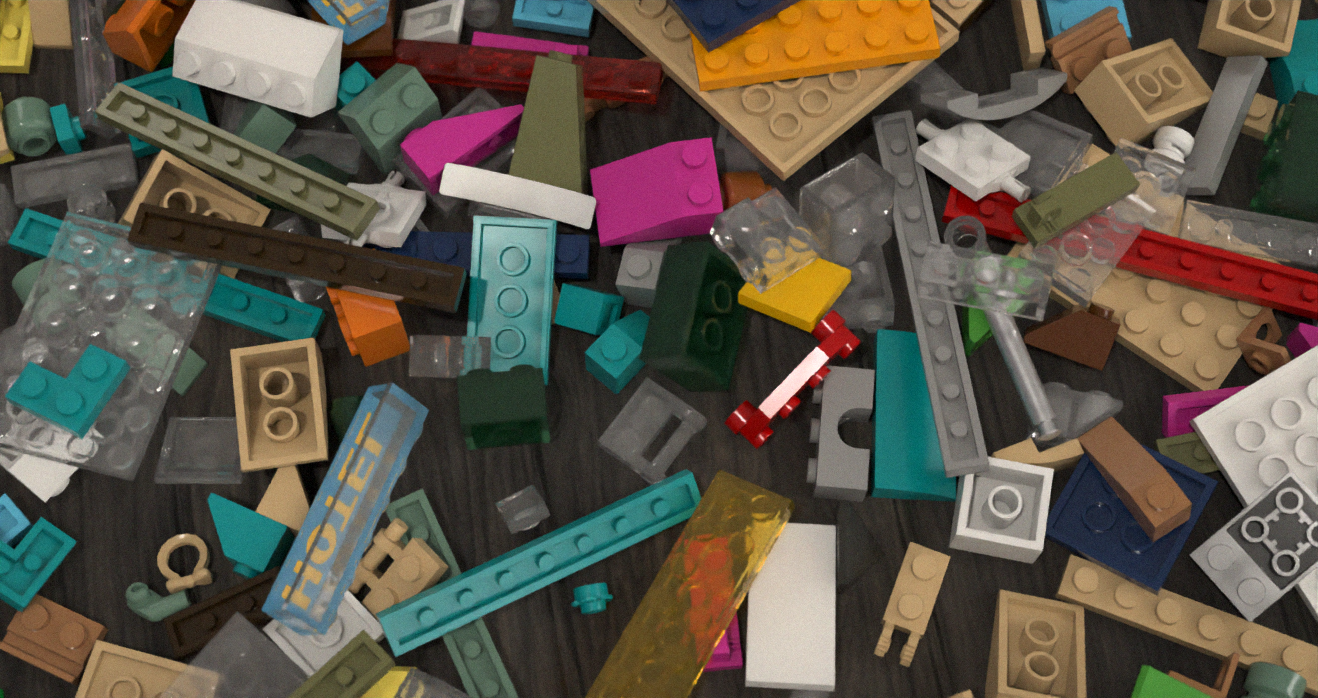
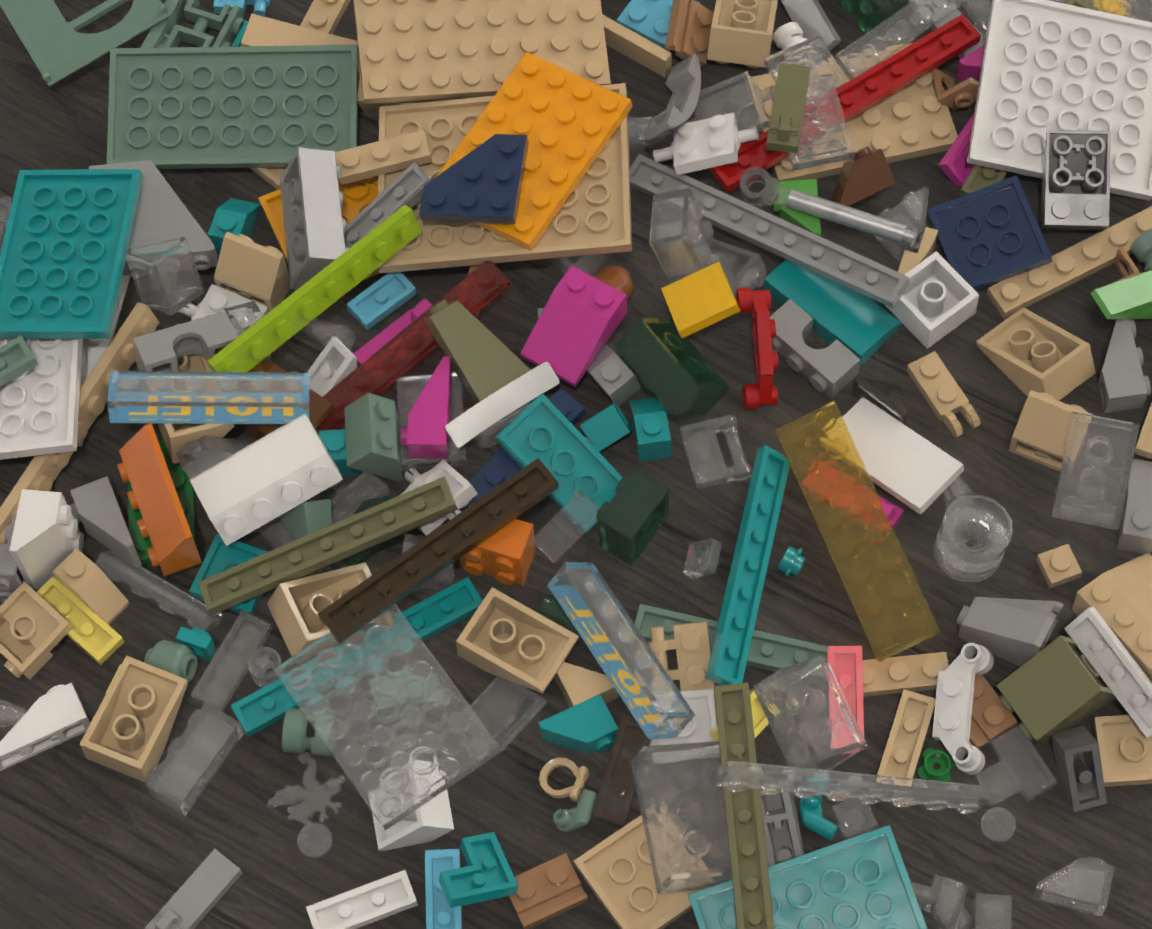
camera: 45 degrees left, 5 degrees down
(72, 401) = (417, 749): teal plate -> none
(766, 239) = (659, 289): clear plate -> none
(985, 281) = (797, 192): clear brick -> none
(1136, 478) = (978, 213): medium nougat slope -> none

